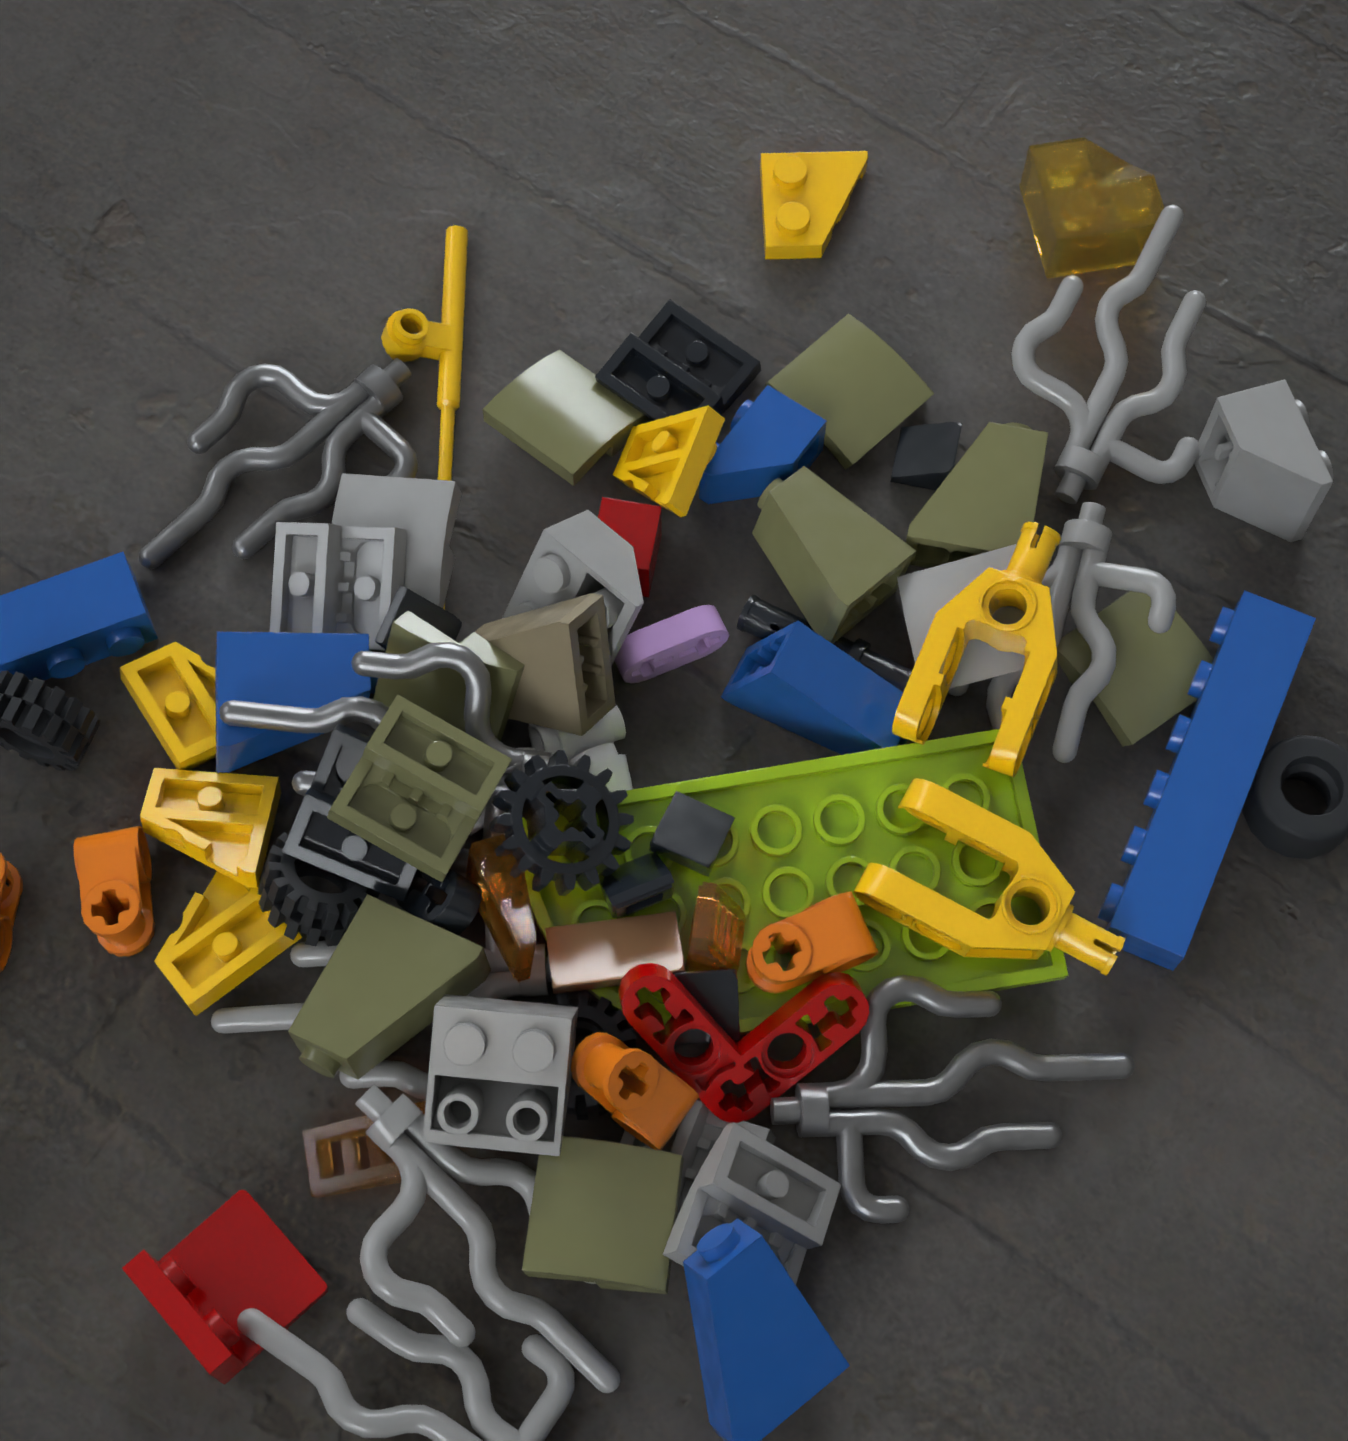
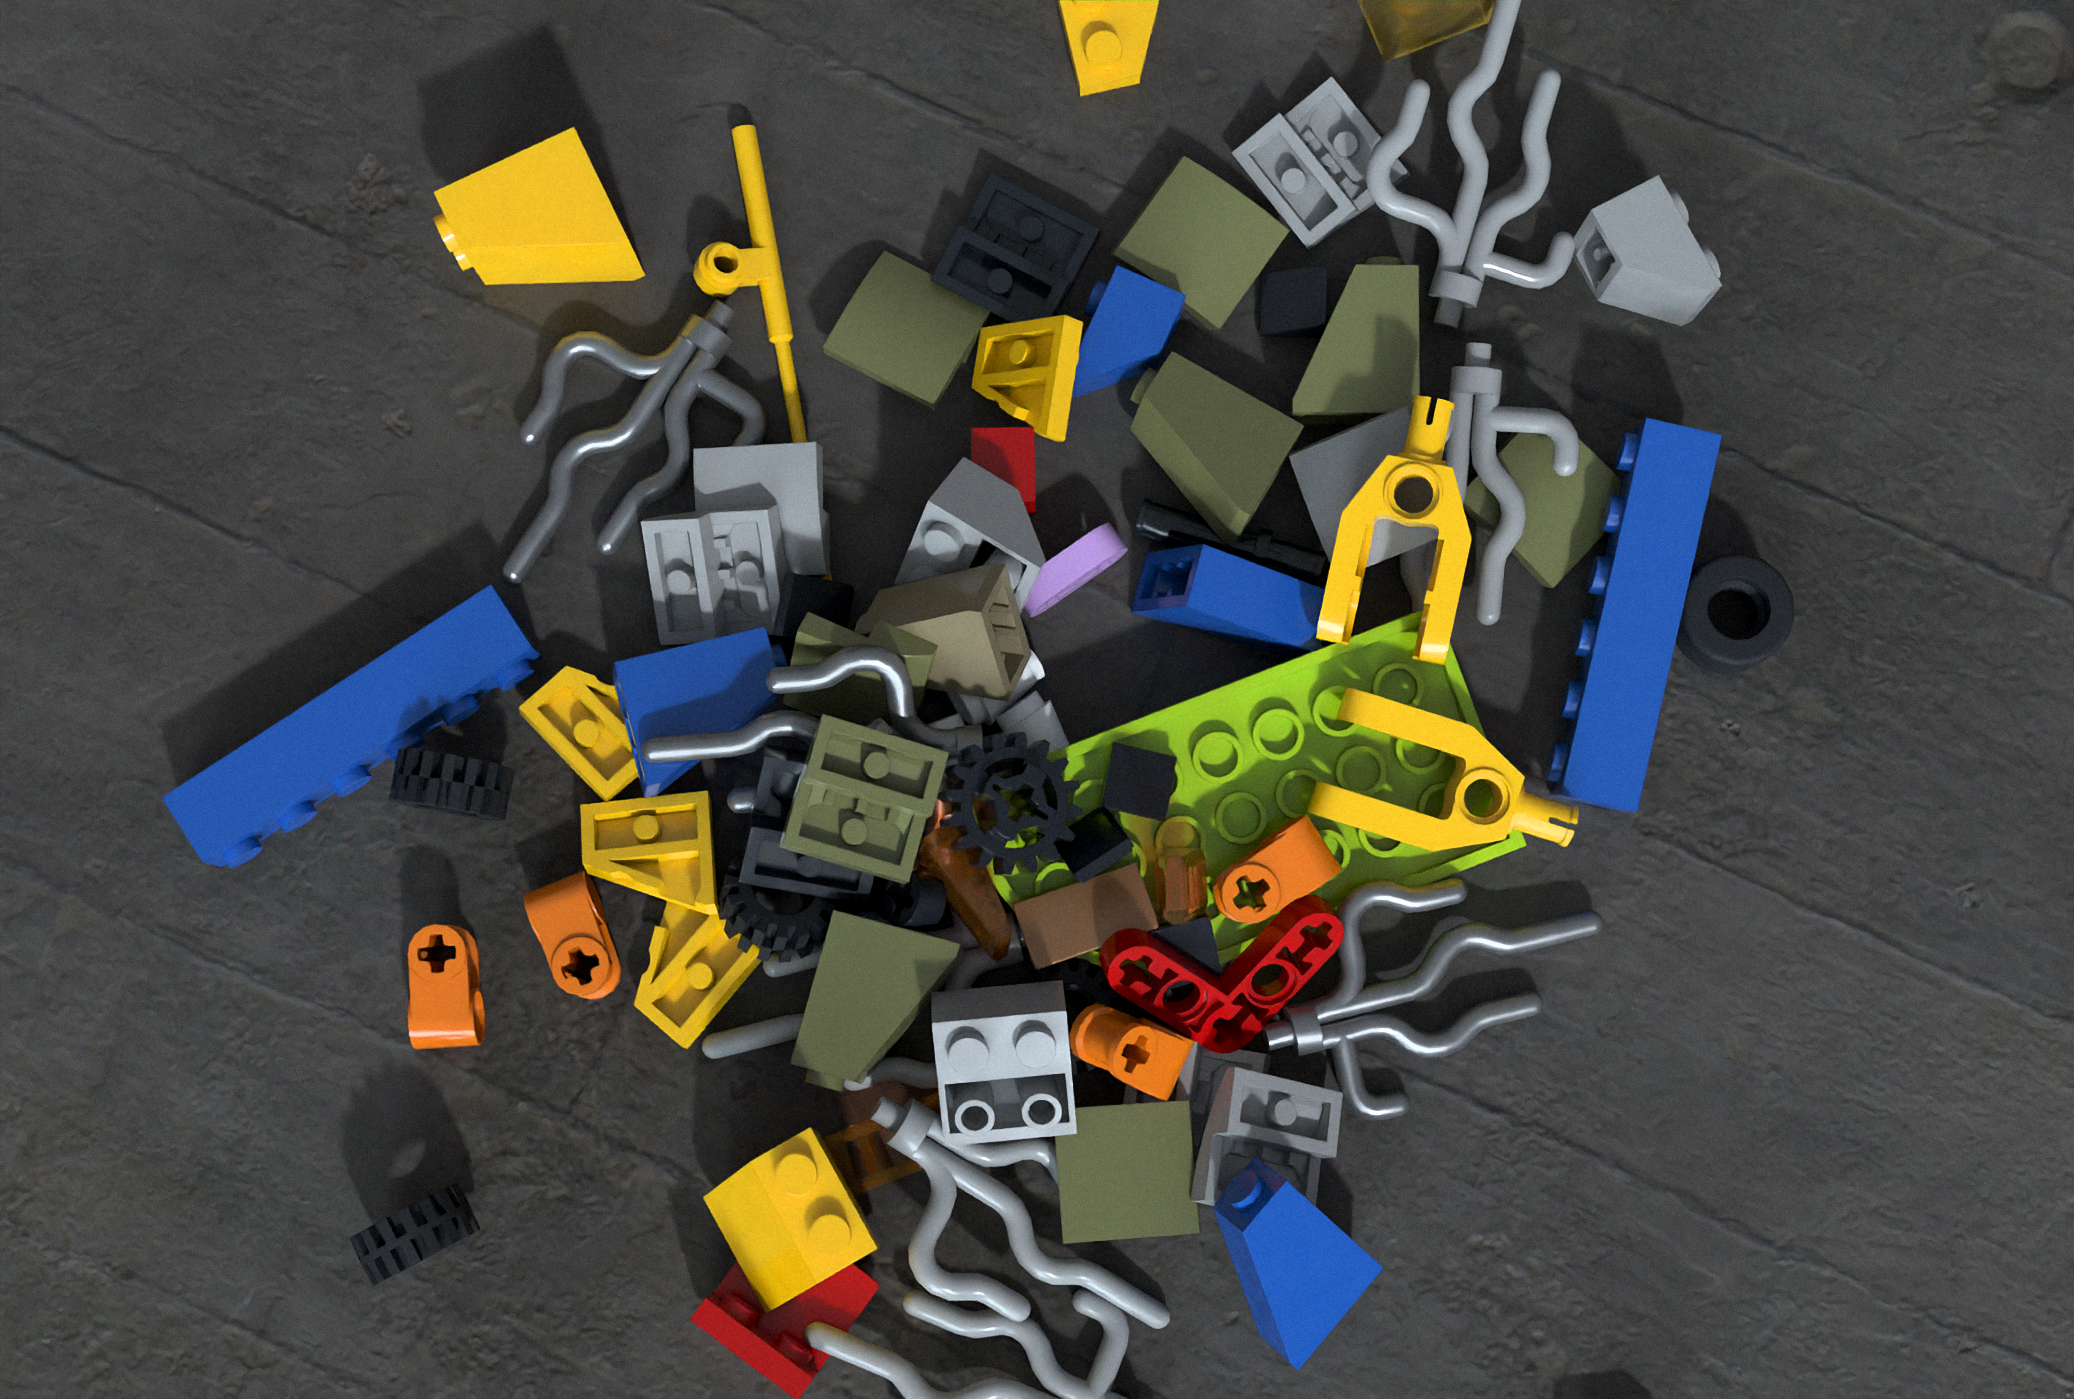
camera: 10 degrees left, 15 degrees up
(250, 259) = (537, 219): none -> yellow slope
(252, 1186) = (791, 1219): none -> yellow slope
(968, 345) = (1315, 163): none -> light grey slope

